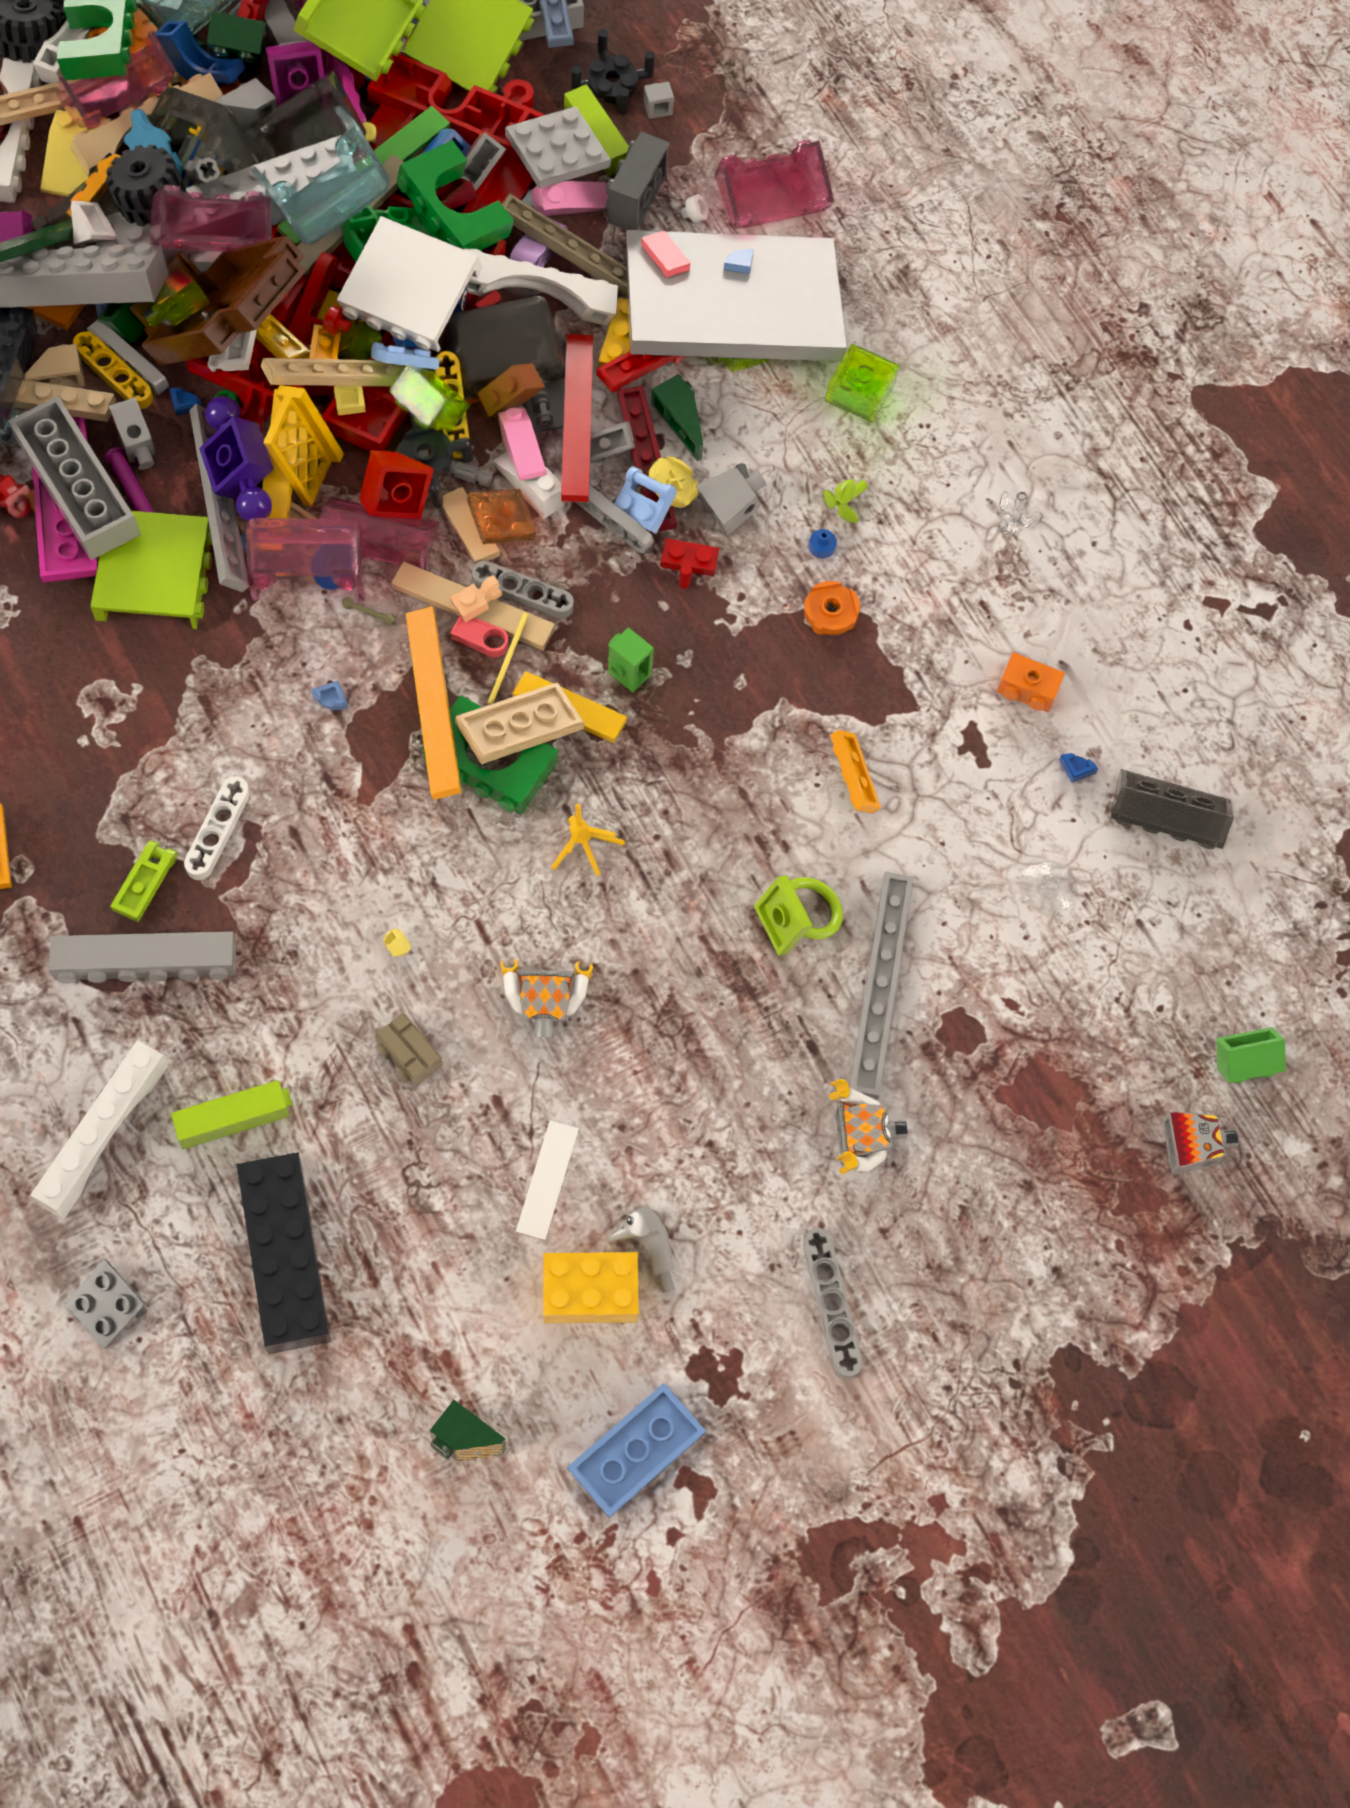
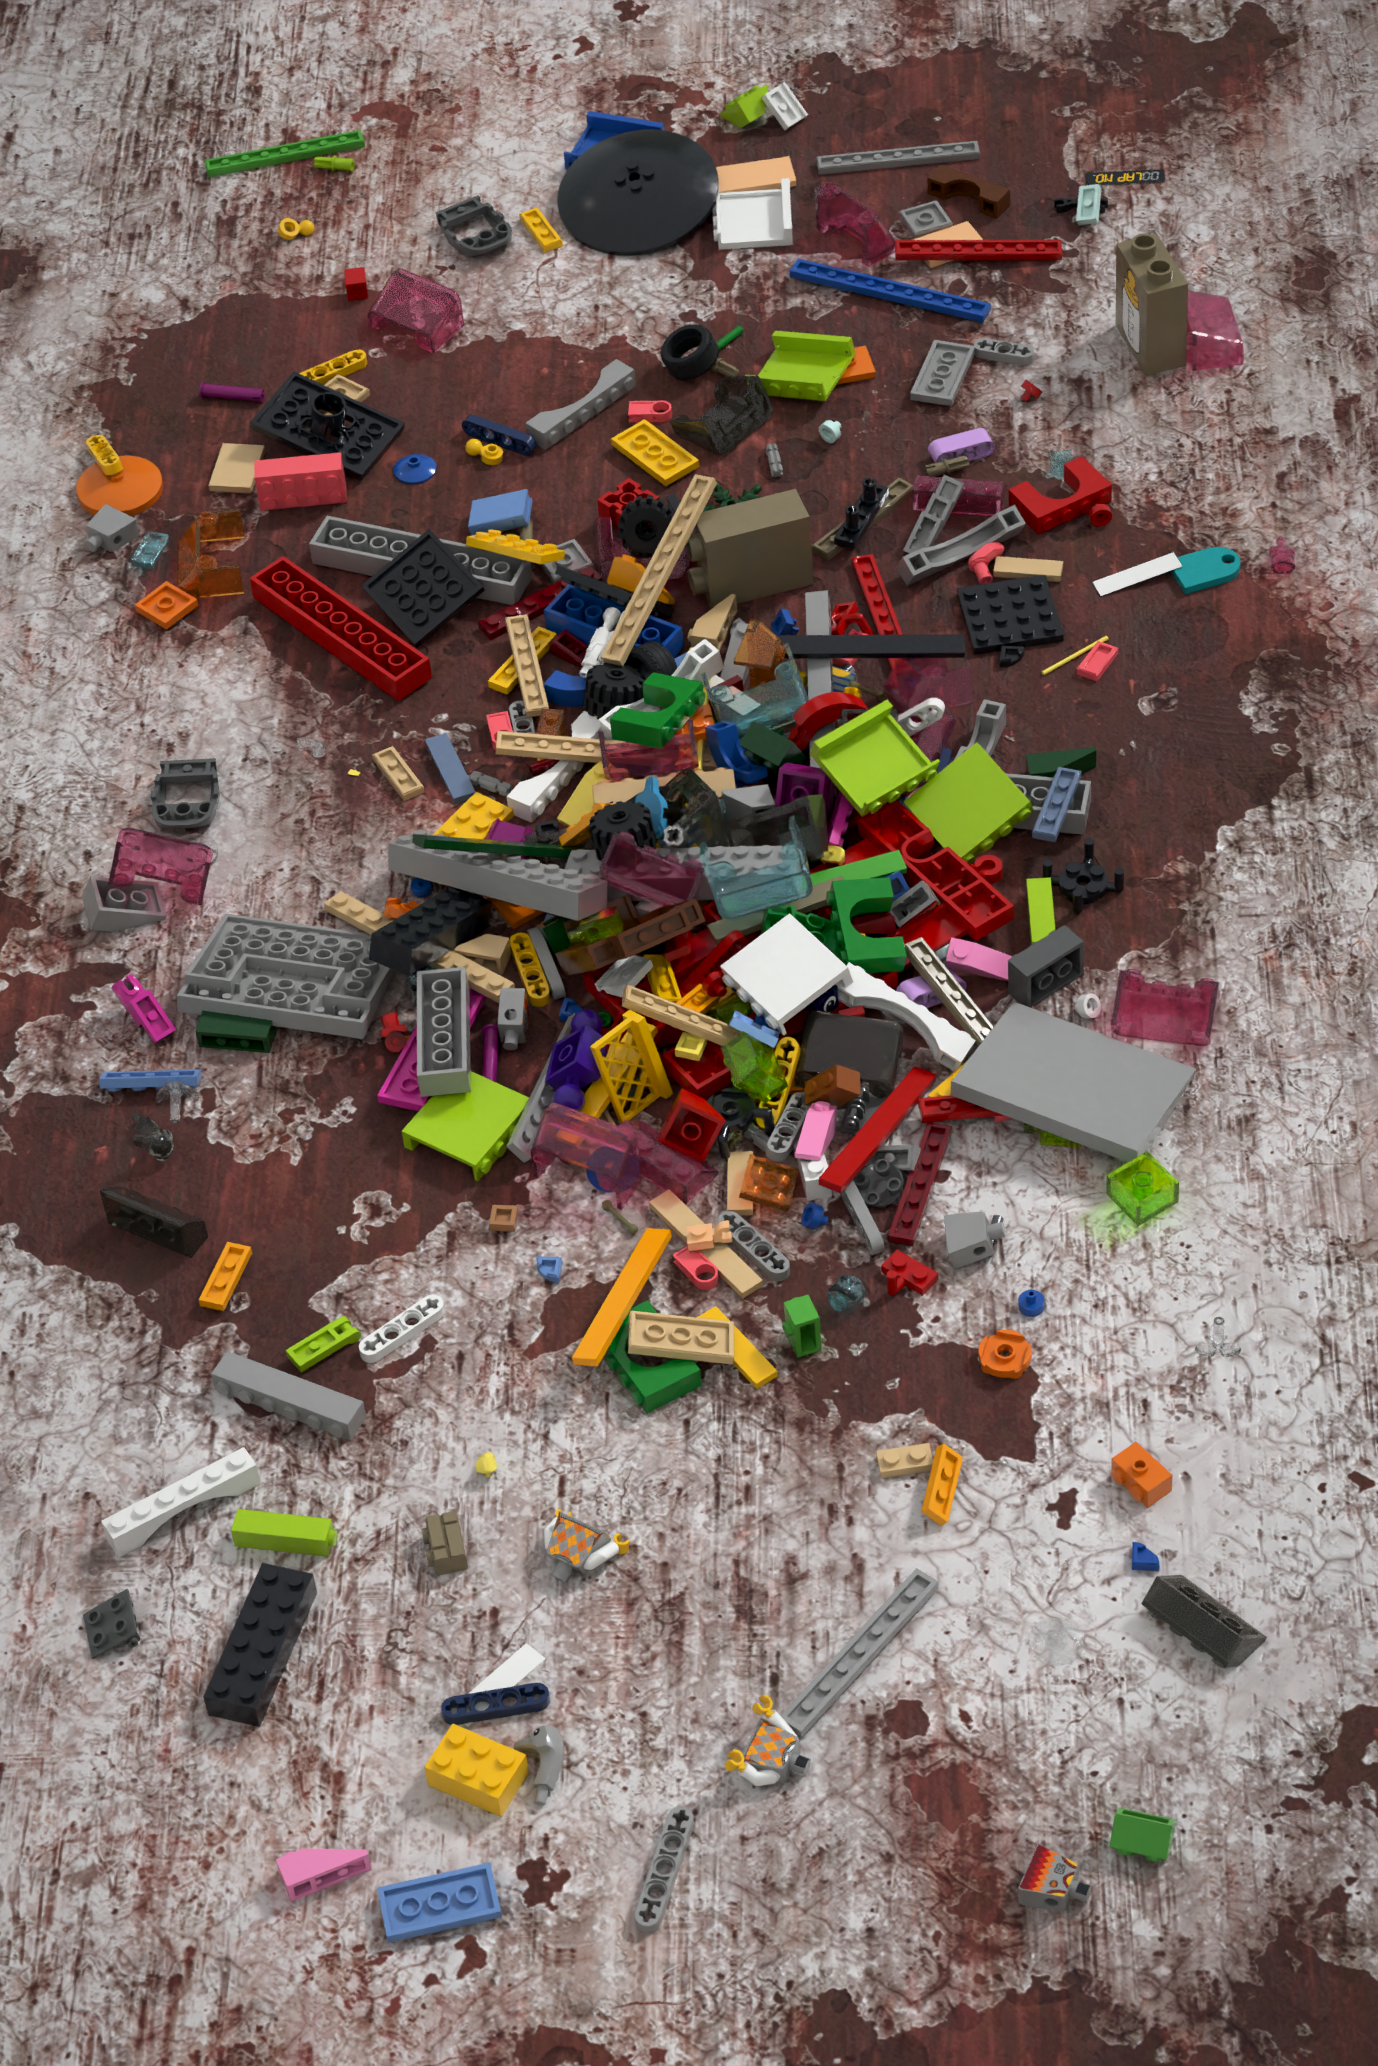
camera: 40 degrees right, 20 degrees down
(37, 205) = (551, 826): none -> black tile
(90, 223) = (567, 849): white slope -> none
(252, 660) = (503, 1218): none -> medium nougat plate
(464, 1435) = (308, 1821): dark green slope -> none
(482, 447) = (787, 1126): none -> light grey beam
(488, 1479) = (316, 1869): none -> bright pink slope
(507, 660) = (711, 1288): light yellow axle -> none
(557, 147) = (985, 914): light grey plate -> none
(564, 534) = (813, 1216): none -> blue tile
(564, 1206) = (495, 1699): none -> dark blue beam
(581, 834) = (681, 1441): yellow plant -> none
(608, 471) = (879, 1183): none -> dark grey dish
(640, 508) = (887, 1217): light blue plate -> none
(646, 605) = (847, 1293): none -> clear light blue head
(658, 100) = (1110, 911): light grey plate -> none
(665, 254) = (1030, 1028): tile -> none
(677, 474) = (927, 1207): light yellow tile -> none
(678, 408) = (972, 1156): dark green slope -> none
(739, 261) = (1092, 1055): tile -> none
(786, 917) = (807, 1565): lime tile -> none
(802, 760) = (904, 1460): none -> tan plate
(845, 493) = (1066, 1271): lime plant -> none

